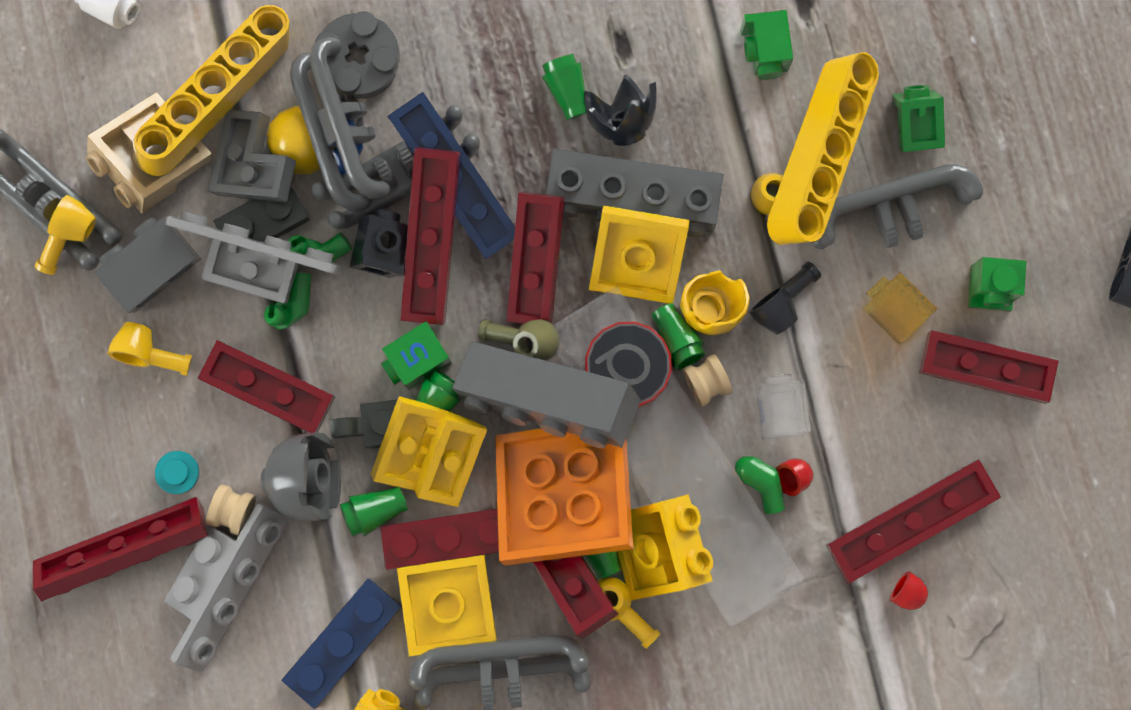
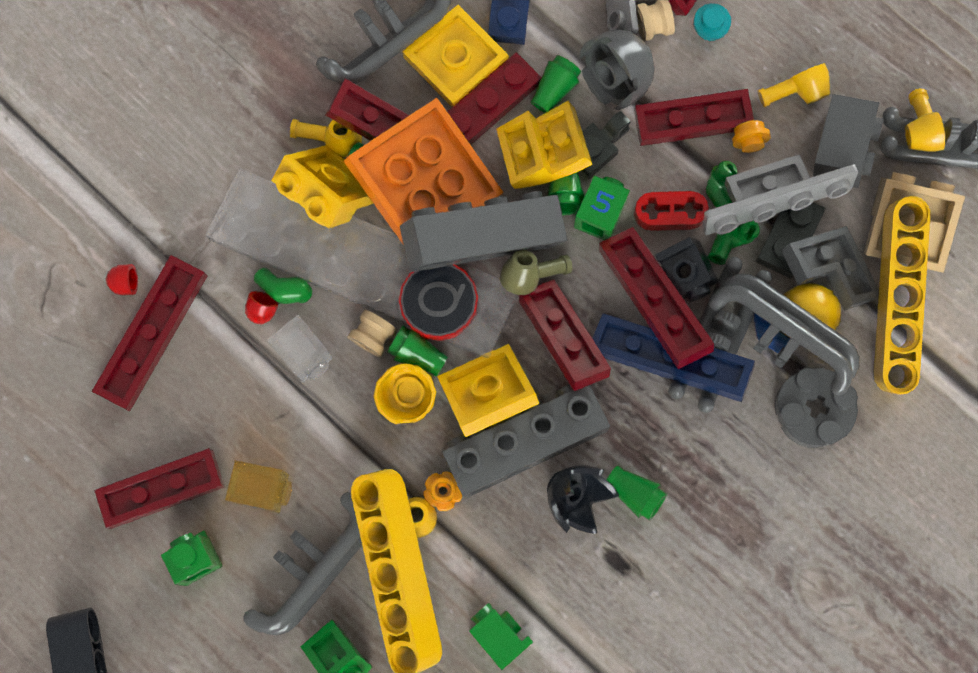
camera: 150 degrees right, 5 degrees down
(229, 331) = (751, 136): none -> light orange plate
(358, 306) = (670, 201): none -> red beam
(746, 202) = (434, 498): none -> light orange plate
(777, 309) = (355, 424): black bar -> none

